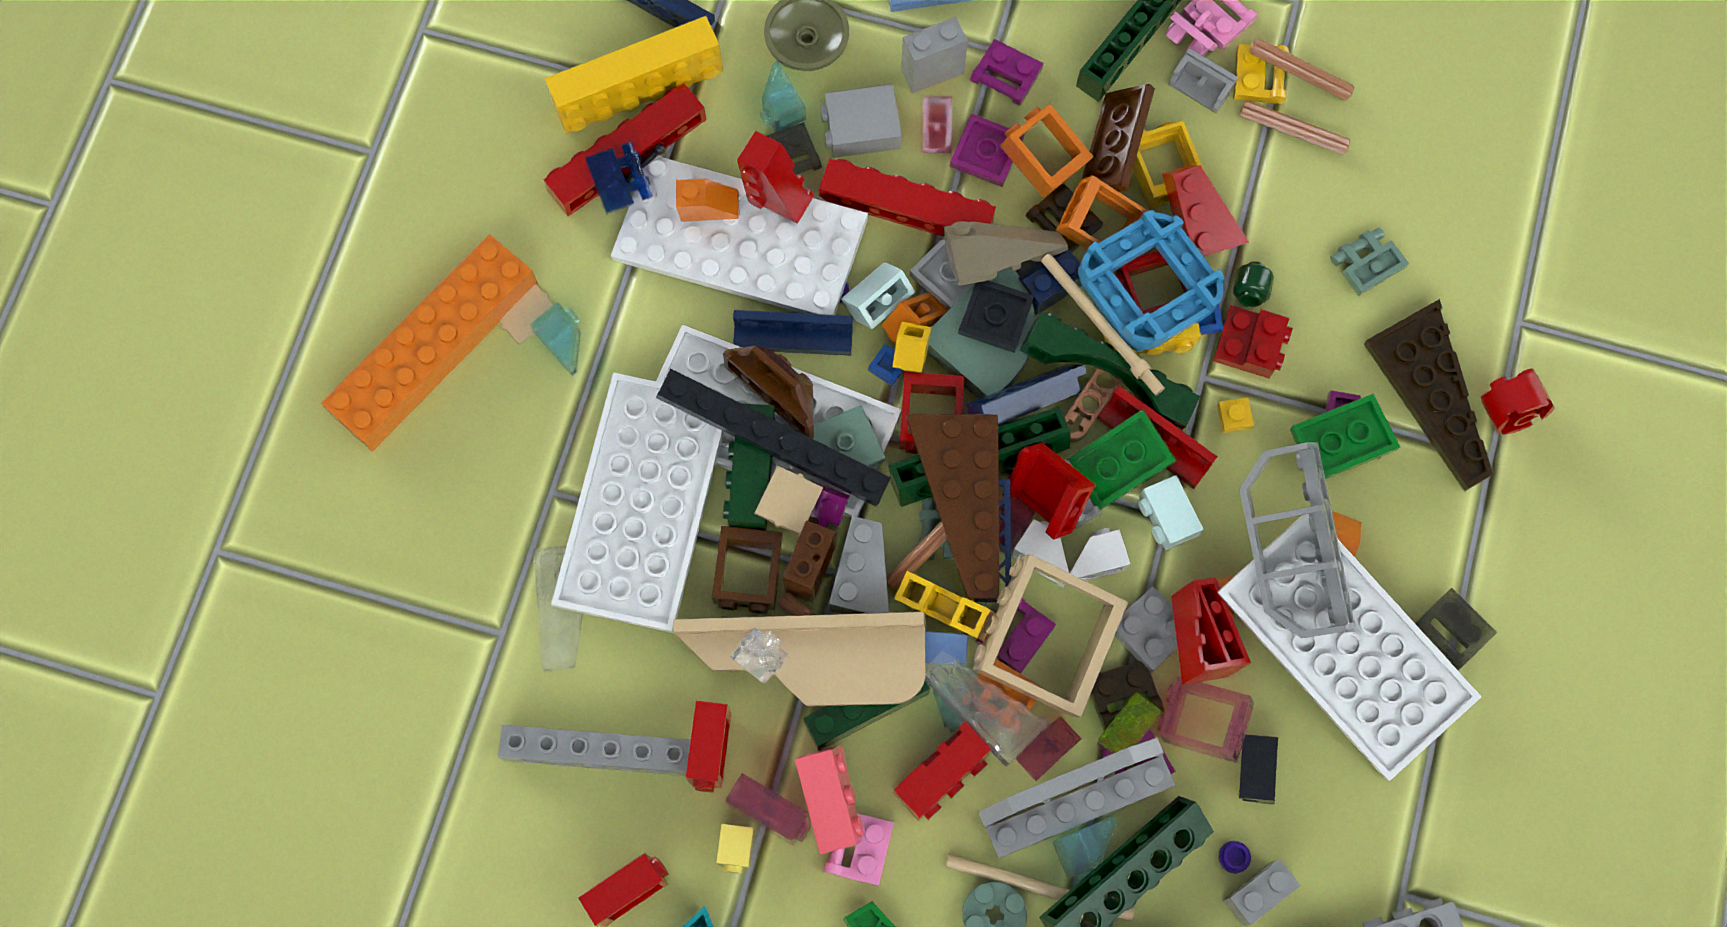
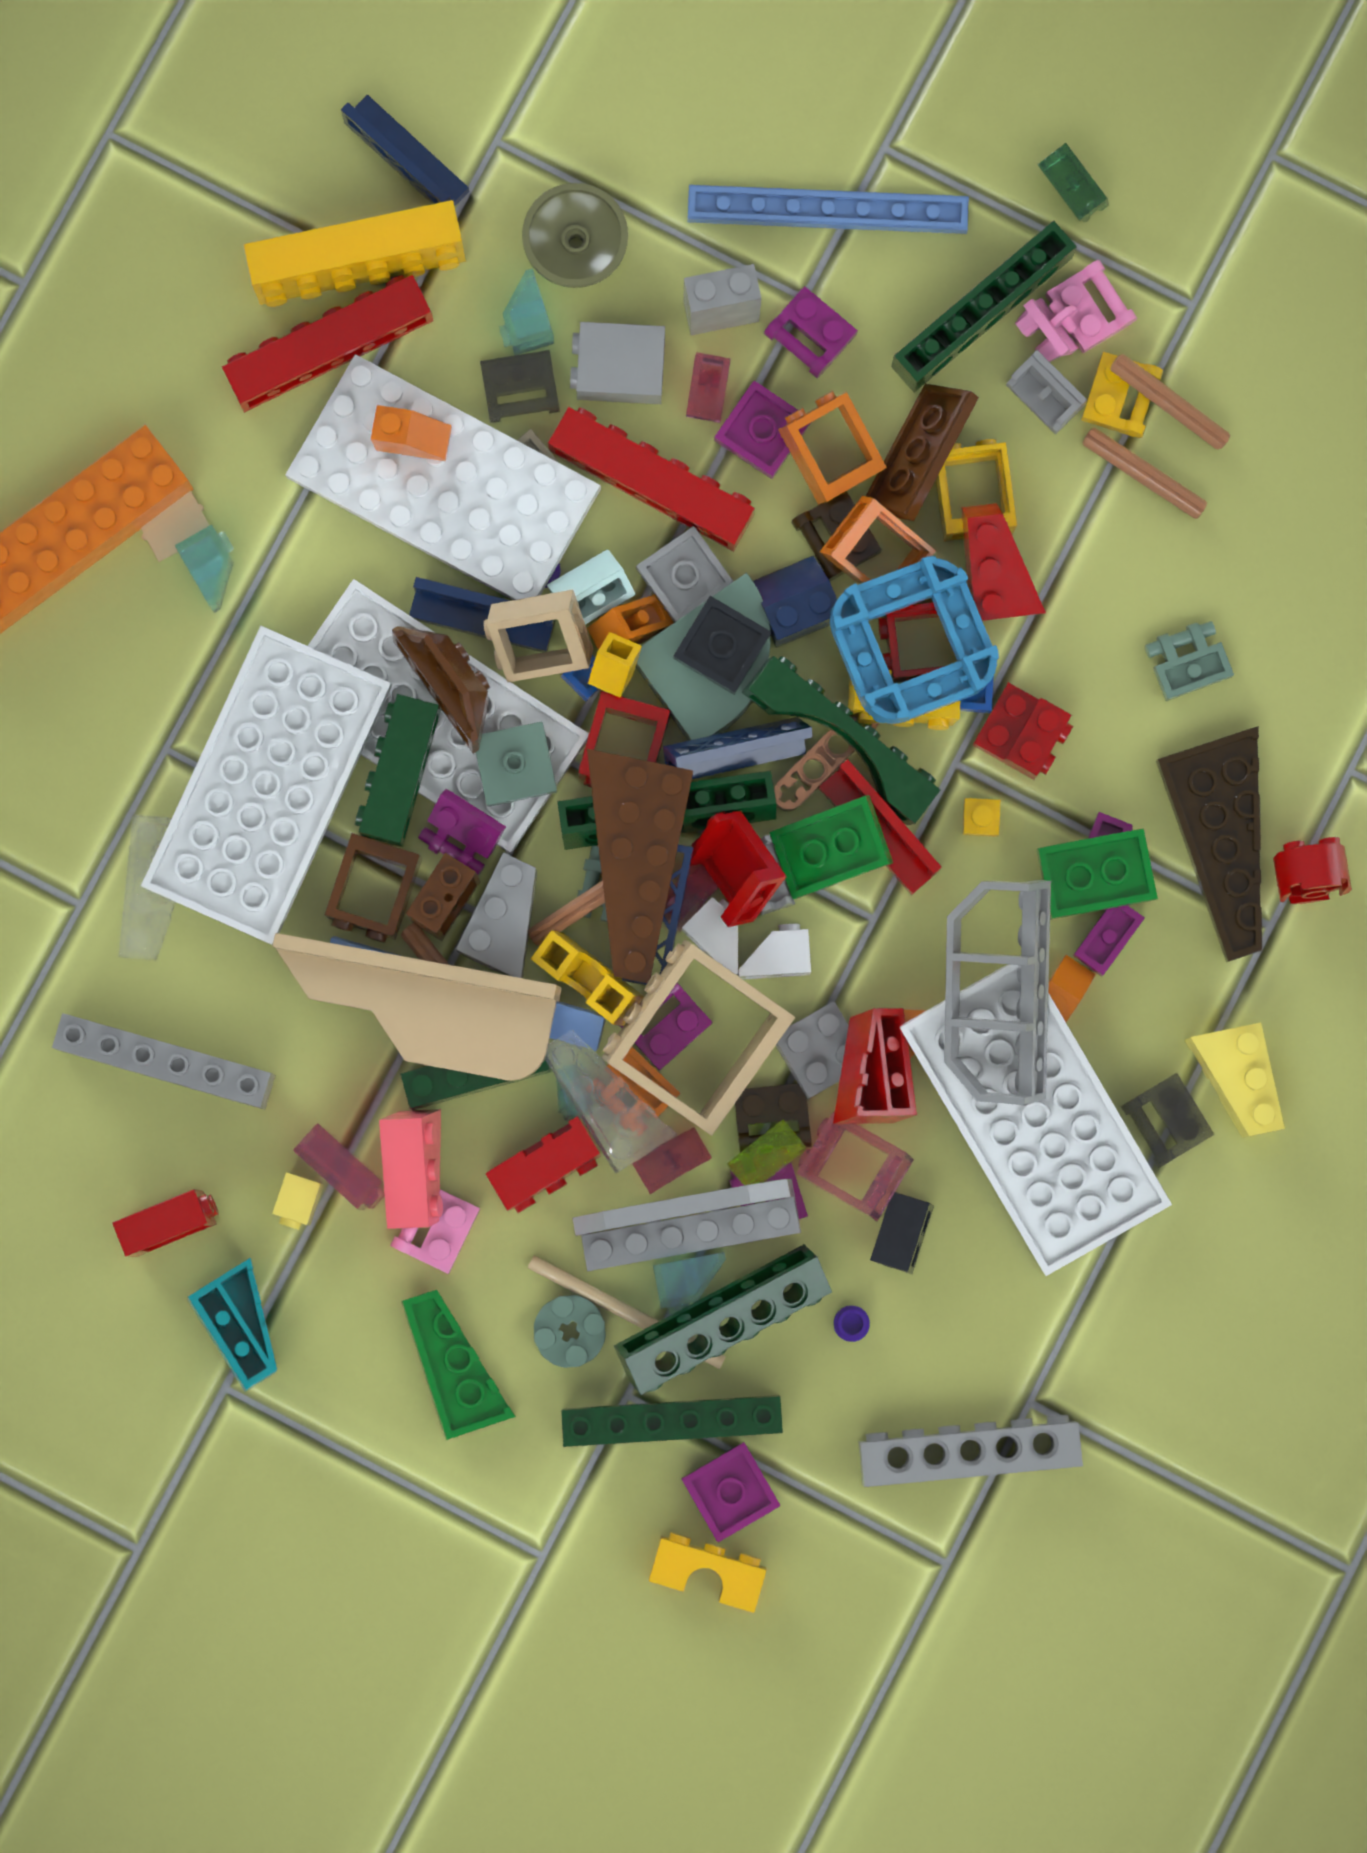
camera: 10 degrees right, 10 degrees up
(610, 181) = (301, 387): clear blue plate -> none
(659, 149) = (318, 383): black hinge -> none
(708, 746) = (288, 1083): red window -> none
(760, 654) = (363, 995): clear brick -> none
(770, 178) = (488, 428): red wedge -> none
(773, 437) = (429, 744): black plate -> none
(788, 500) = (432, 821): tan piece -> none
(834, 315) = (534, 610): none -> tan window
(983, 249) = (735, 562): dark tan wedge -> none
(1139, 367) = (874, 745): tan bar -> none
(1170, 513) = (872, 921): light aqua brick -> none
(1253, 284) = (1040, 663): dark green head -> none
(1261, 892) = (869, 1368): light grey brick -> none
(1364, 490) = (1108, 938): none -> magenta plate
(1506, 580) = (1242, 1076): none -> light yellow wedge

